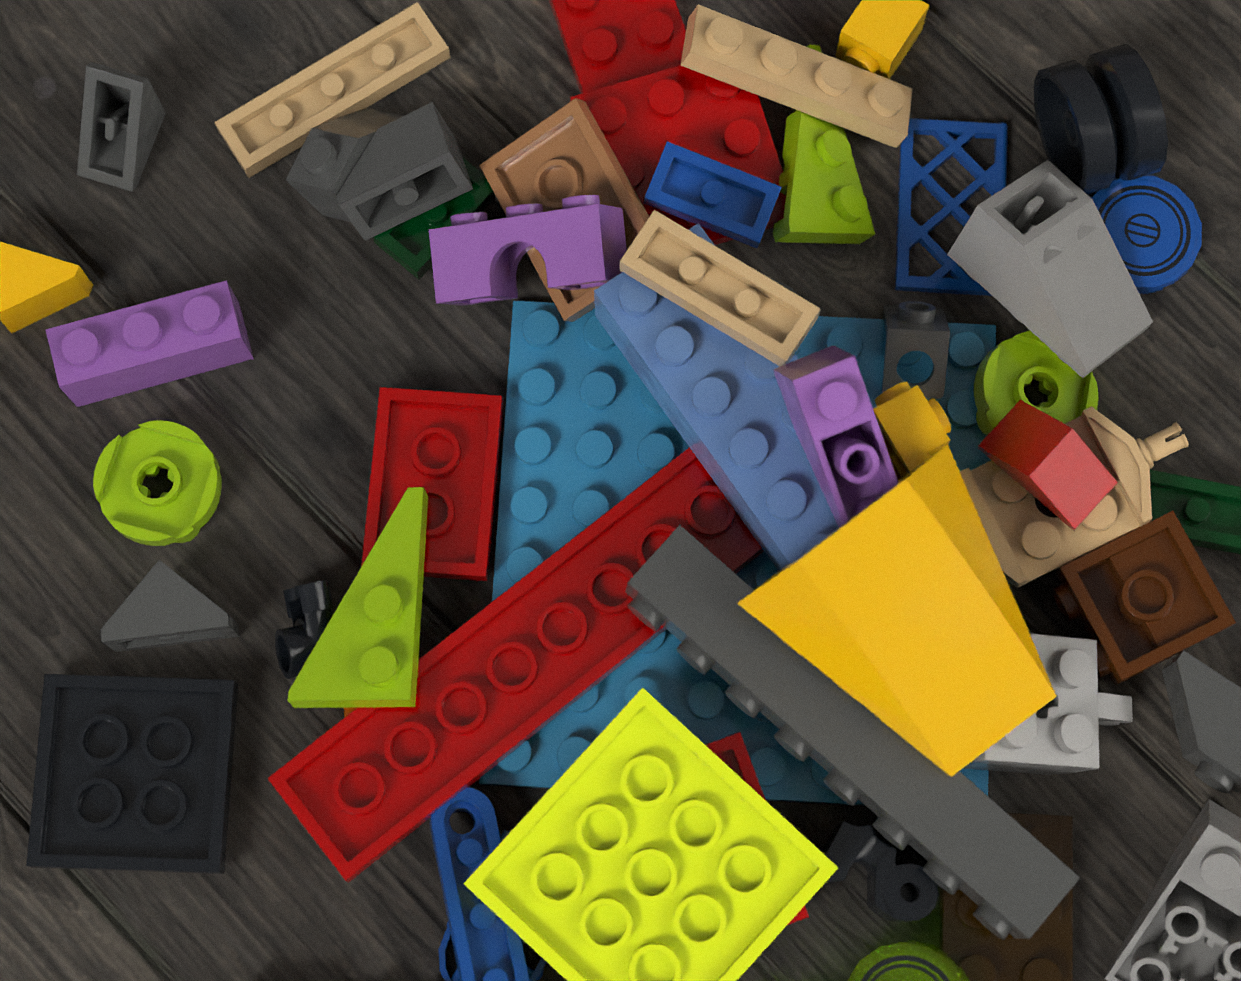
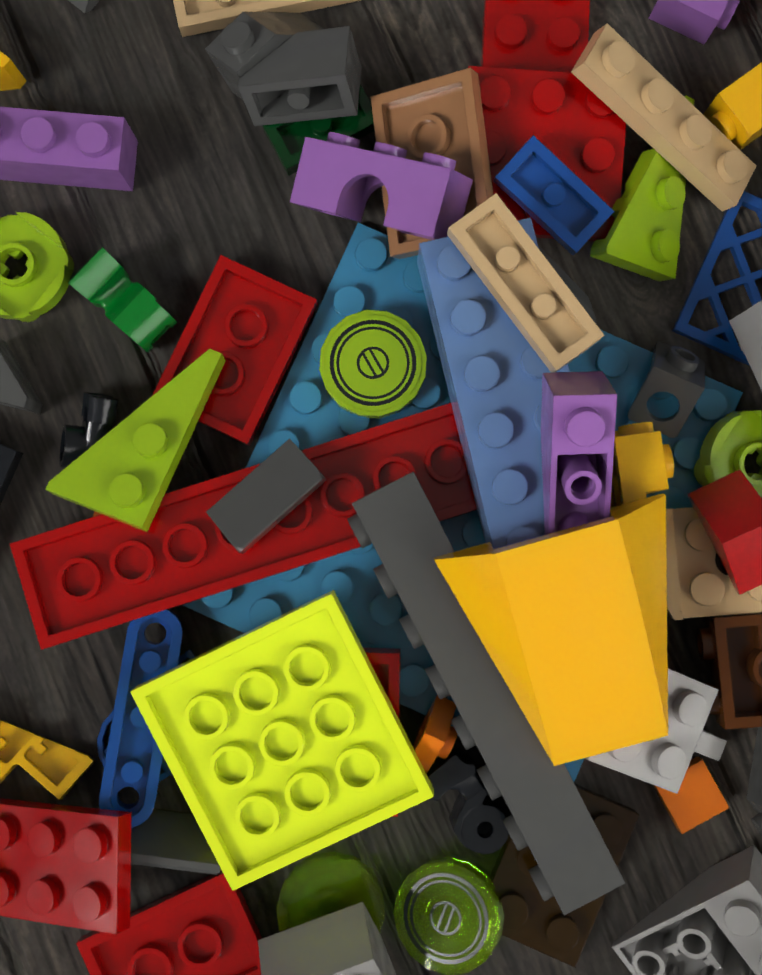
camera: 20 degrees right, 10 degrees up
(295, 479) = (124, 301): none -> green leg
(531, 617) = (266, 496): none -> dark grey slope
(589, 440) = (373, 364): none -> lime tile
(814, 808) = (435, 734): none -> orange plate
(1123, 775) = (696, 799): none -> orange tile

